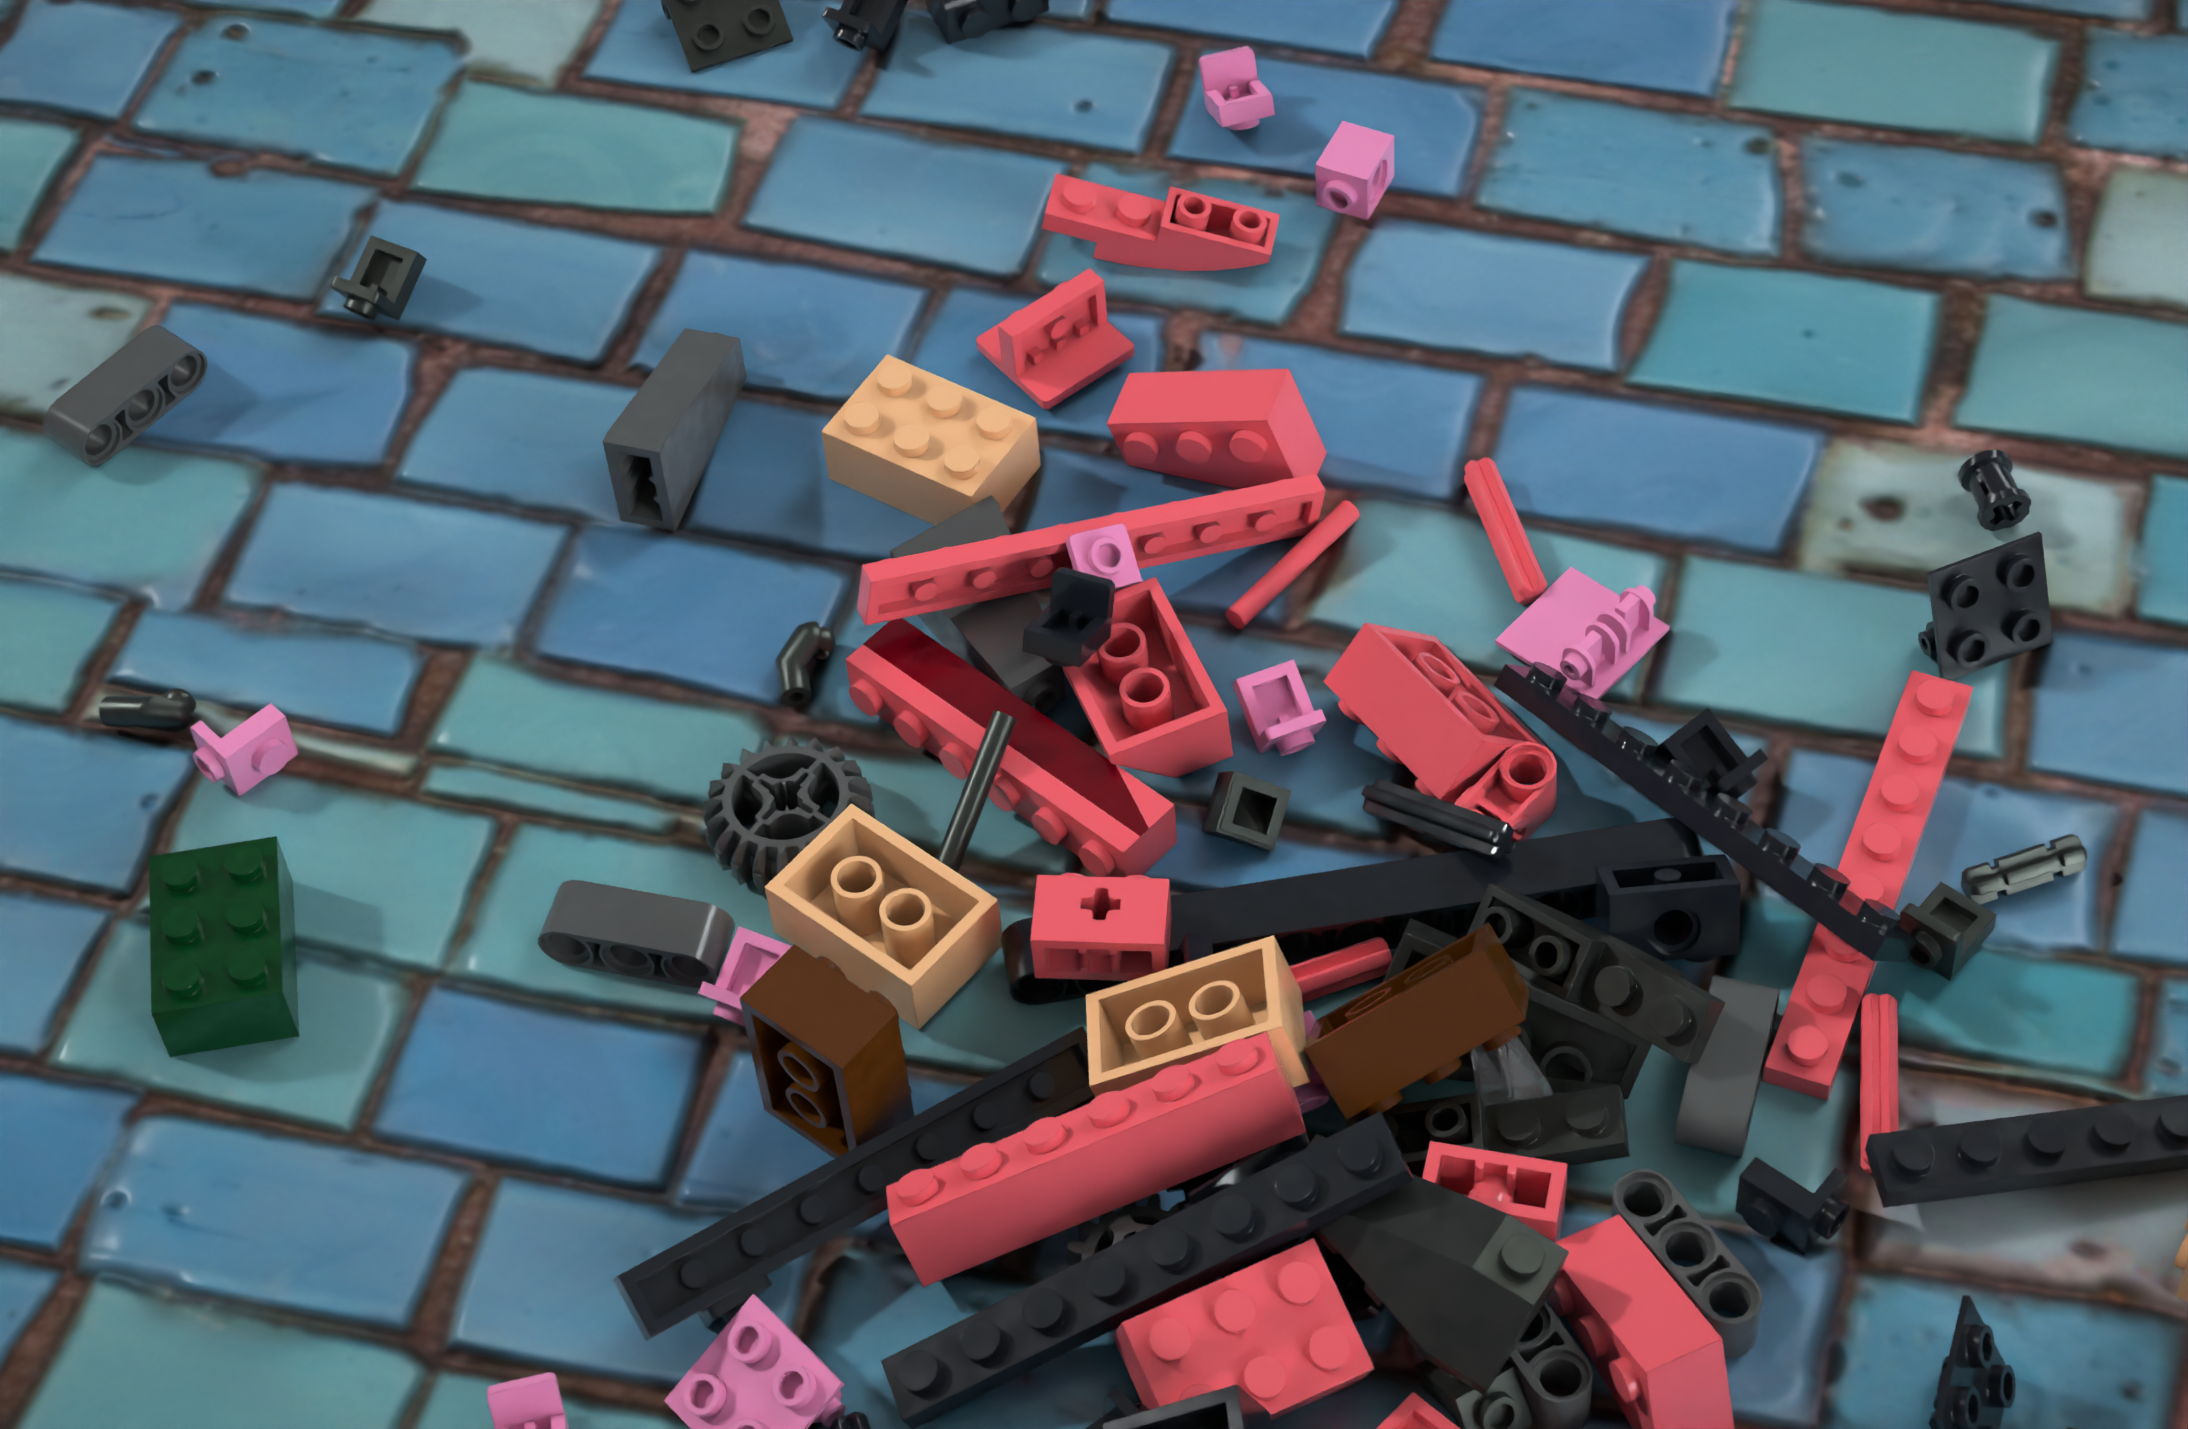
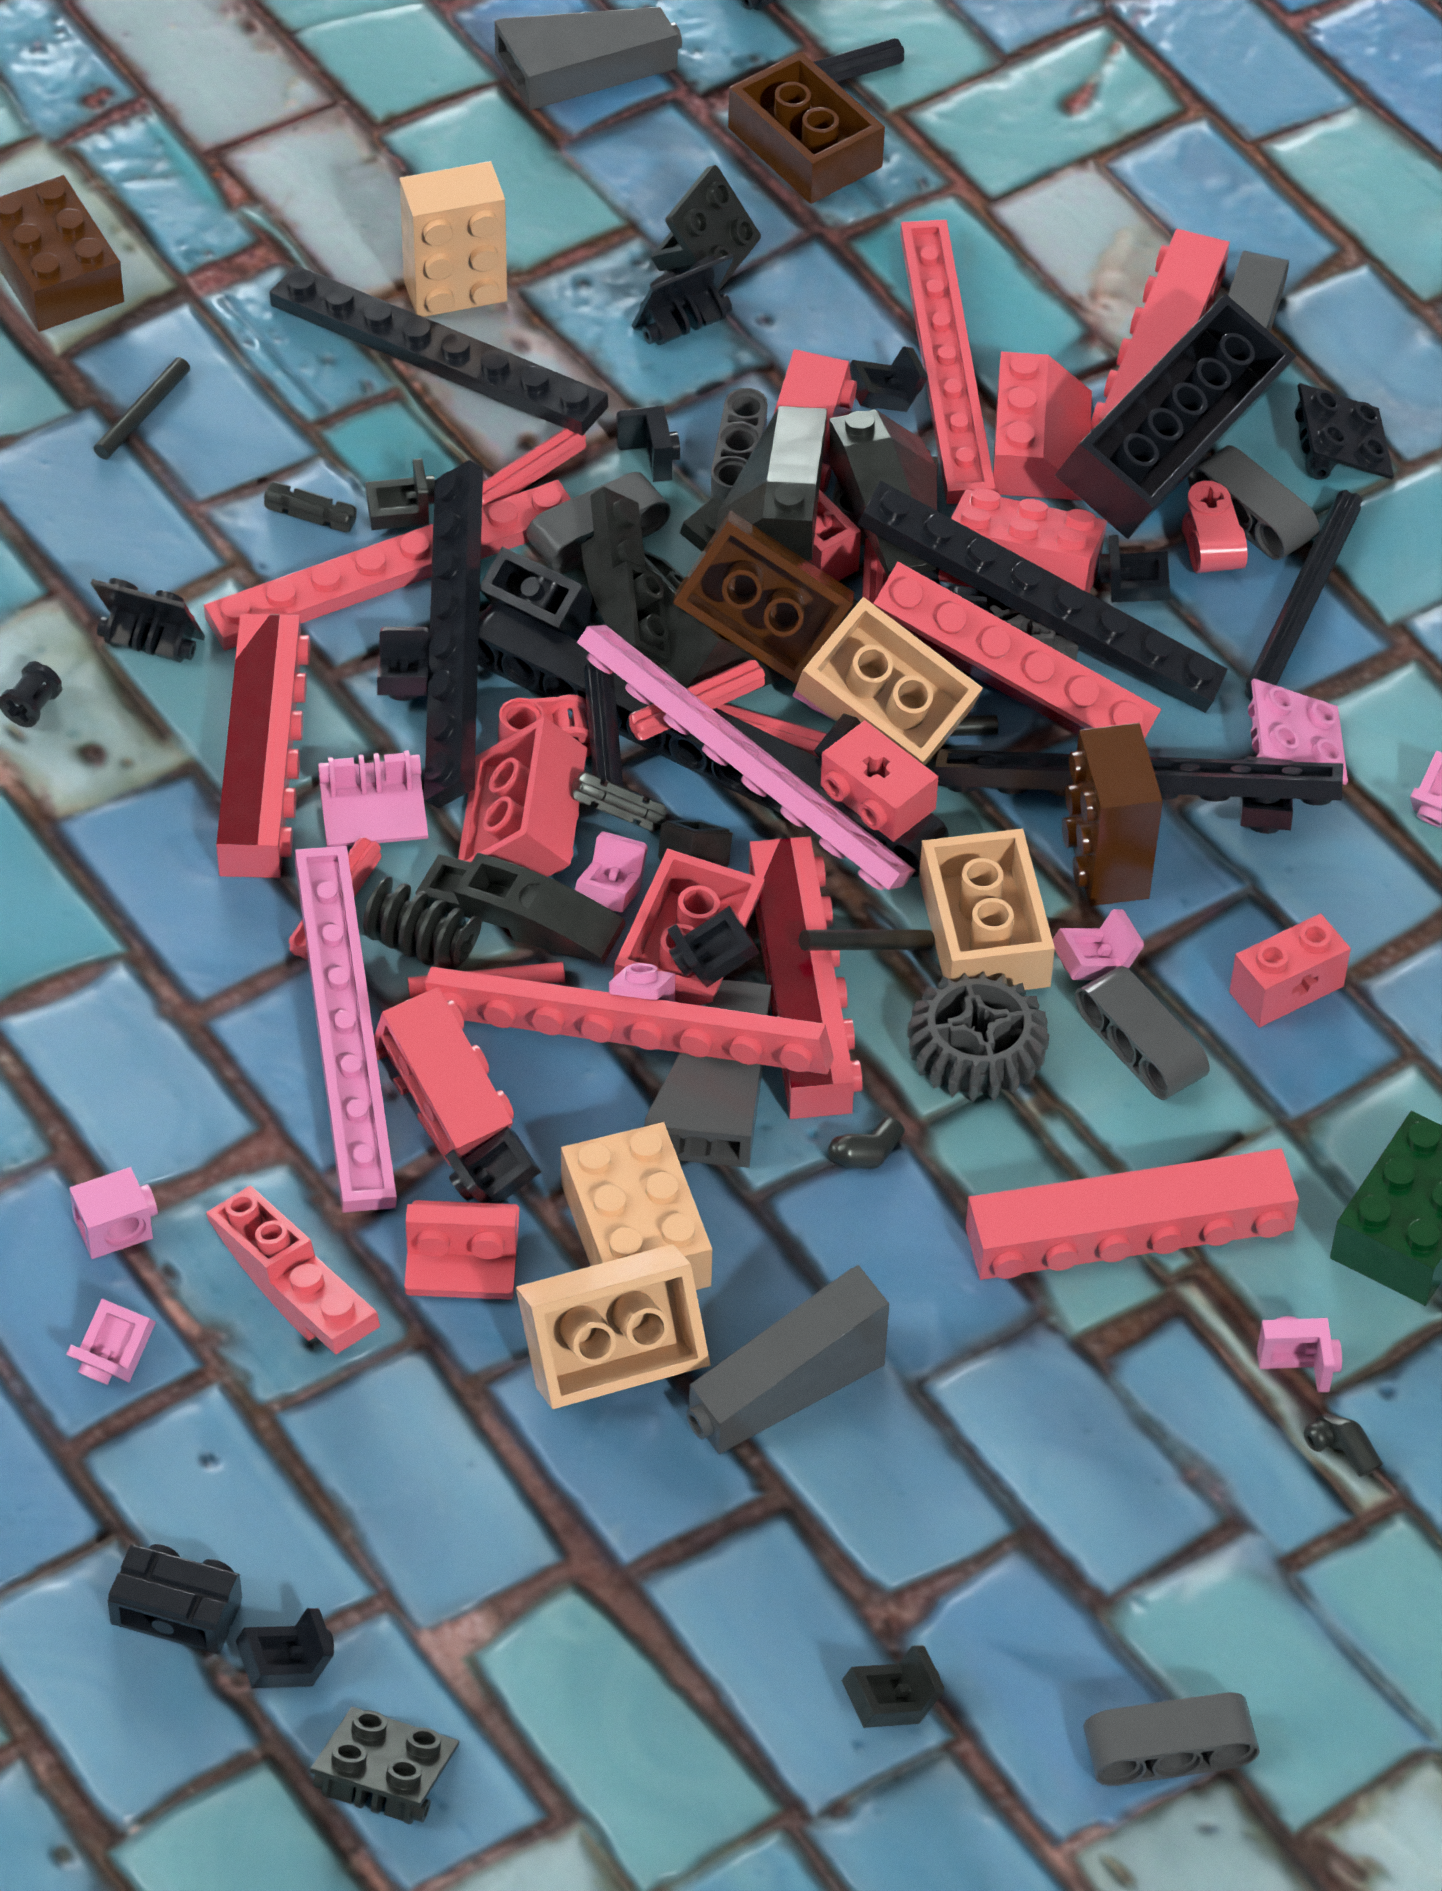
camera: 145 degrees left, 0 degrees up
(495, 759) = (1131, 1214): none -> coral brick
(536, 1094) = (1289, 970): none -> coral brick
(845, 328) = (613, 1326): none -> light nougat brick
(1090, 403) = (493, 1169): none -> black bracket
(1275, 838) = (759, 769): none -> bright pink plate
(1311, 609) = (526, 902): none -> pearl dark grey slope
(1351, 775) = (618, 801): none -> pearl dark grey axle
(1365, 418) = (345, 1030): none -> bright pink plate
(1376, 895) = (712, 691): none -> coral axle
(1388, 536) = (417, 929): none -> pearl dark grey piece
(1546, 1160) = (783, 479): none -> pearl dark grey wedge
(1743, 597) = (261, 746): none -> brick

